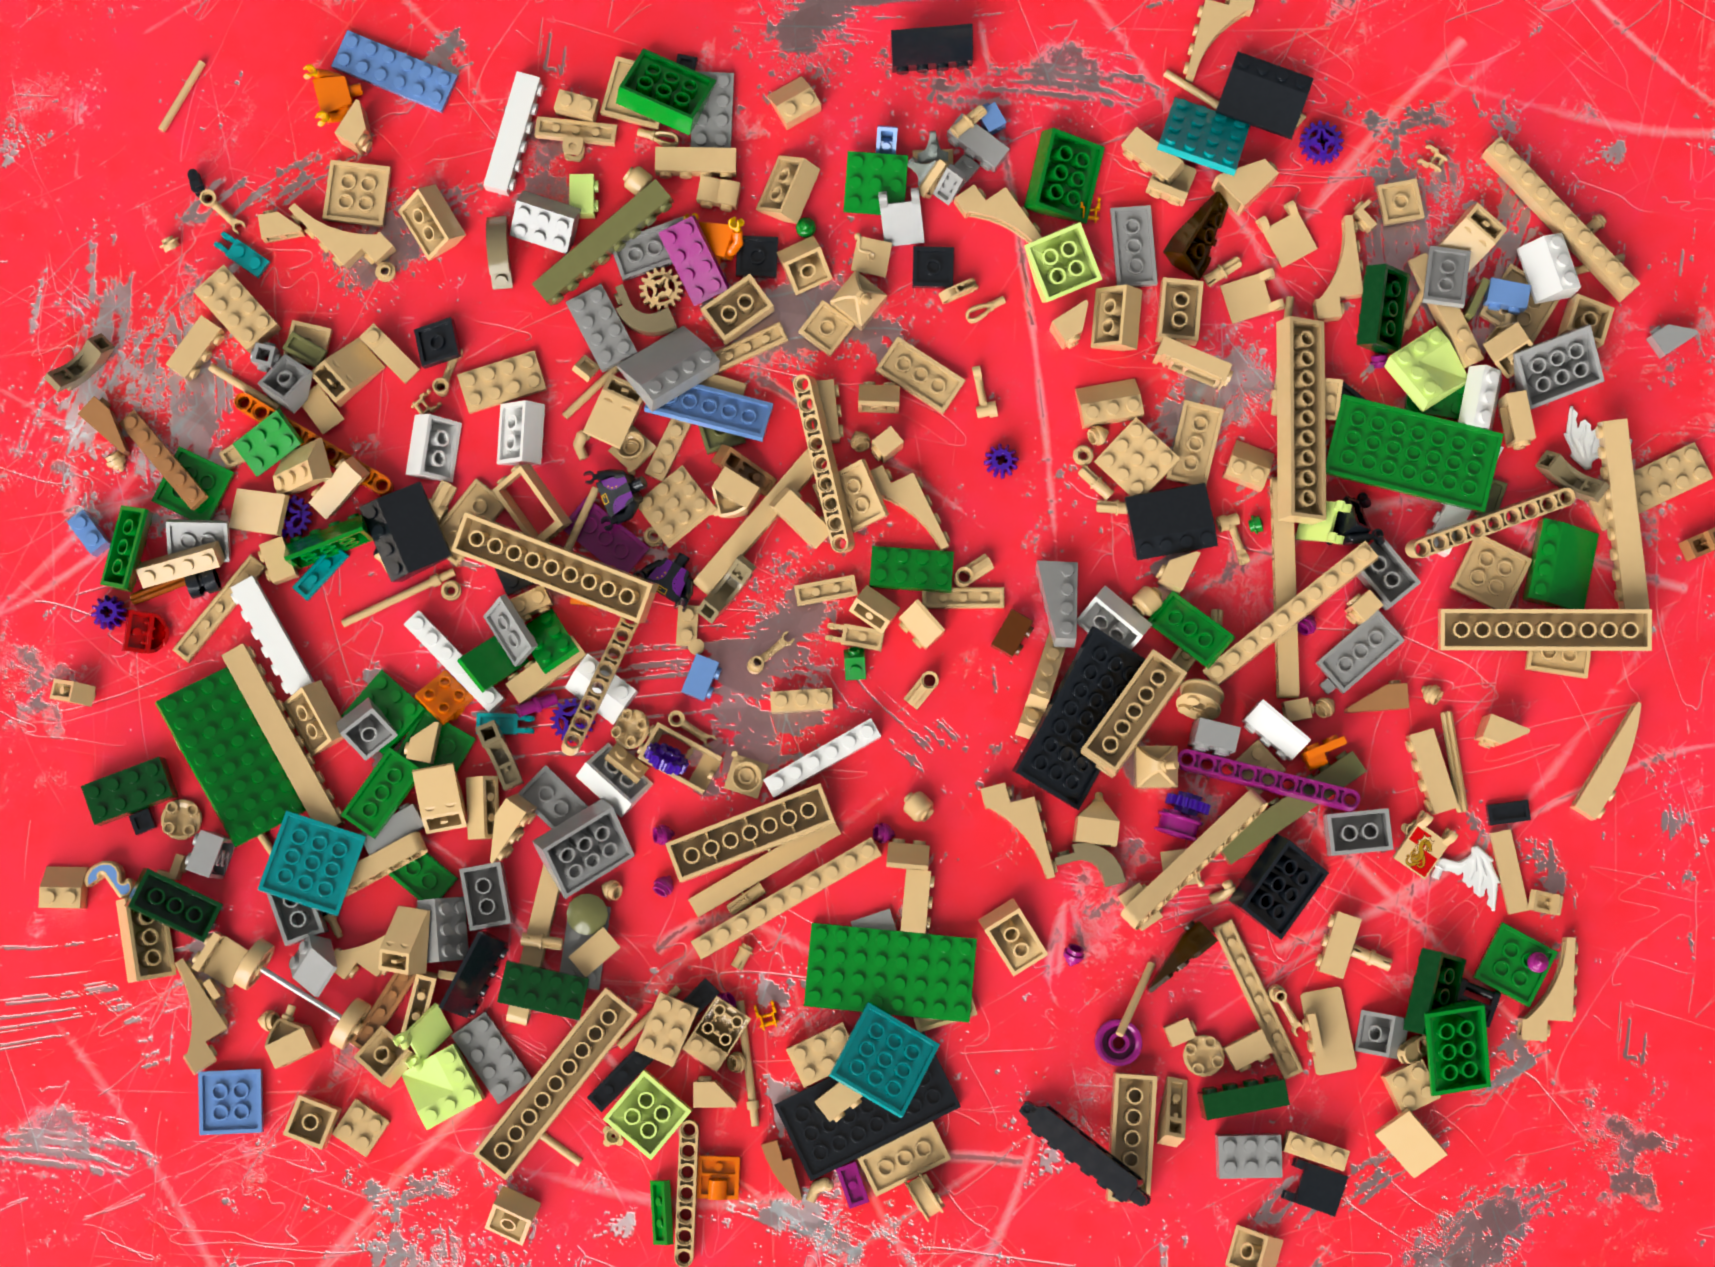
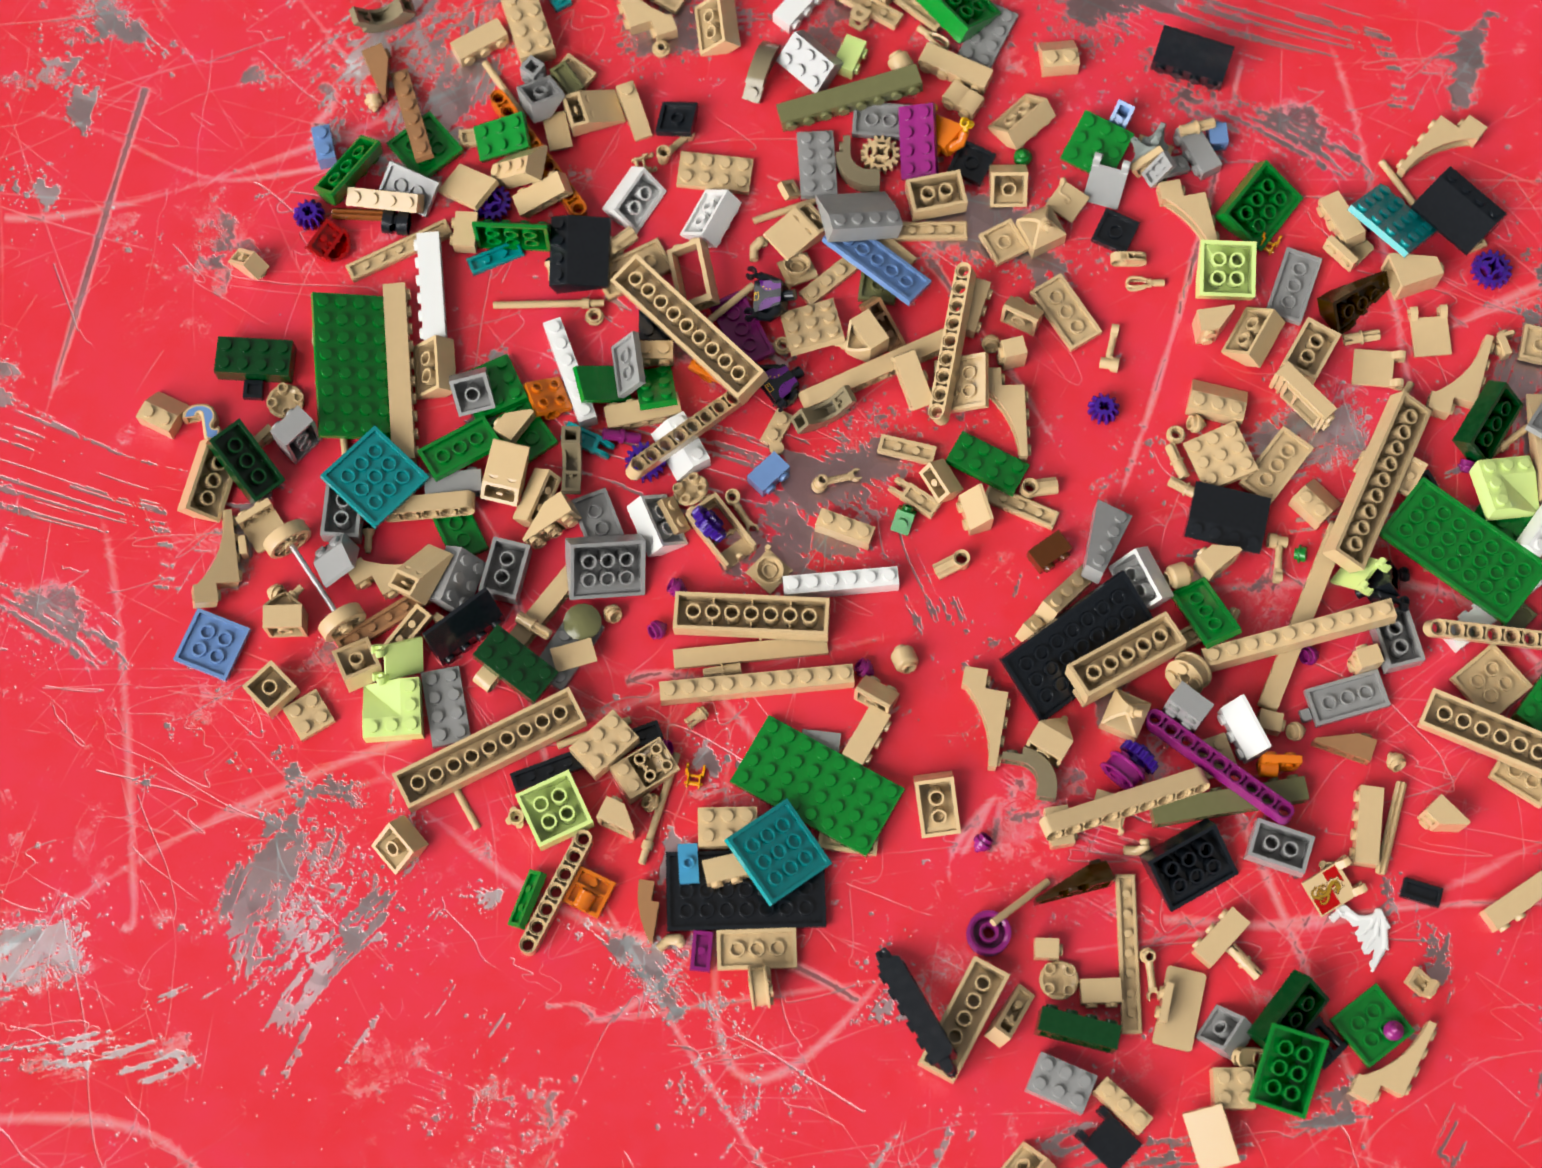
camera: 25 degrees right, 10 degrees down
(801, 1107) = (688, 863): none -> dark azure plate
(1509, 871) = (1400, 943): tan tile -> none

